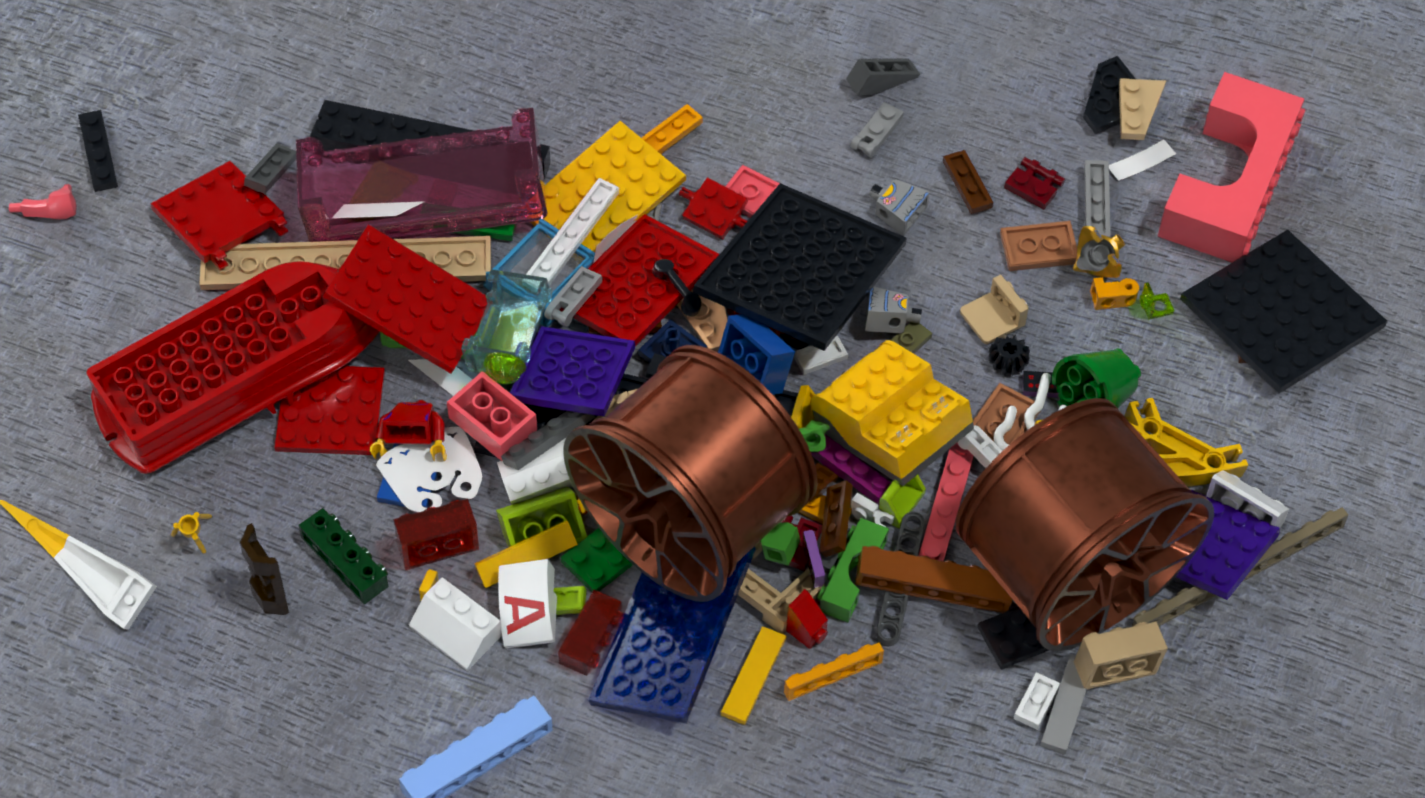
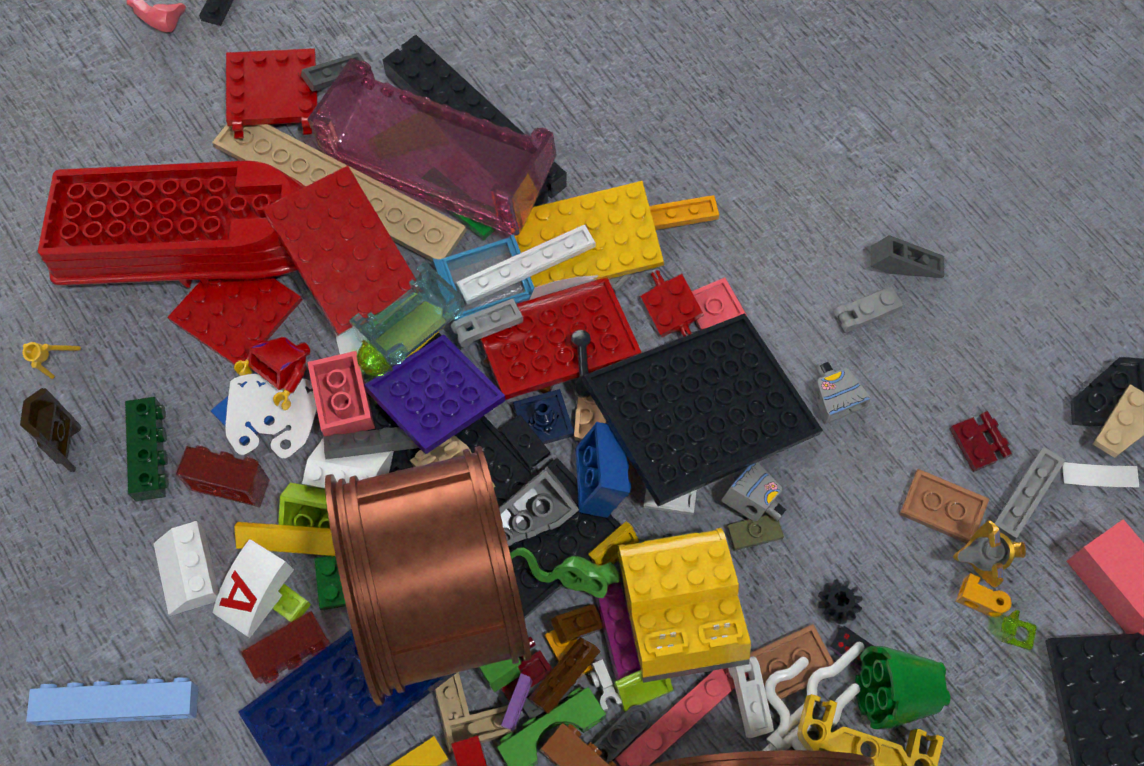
camera: 35 degrees right, 10 degrees up
(374, 209) = (387, 152): white sticker -> none
(428, 582) = (189, 516): yellow tile -> none
(967, 182) = (917, 406): reddish brown plate -> none
(996, 312) = (855, 551): tan bracket -> none

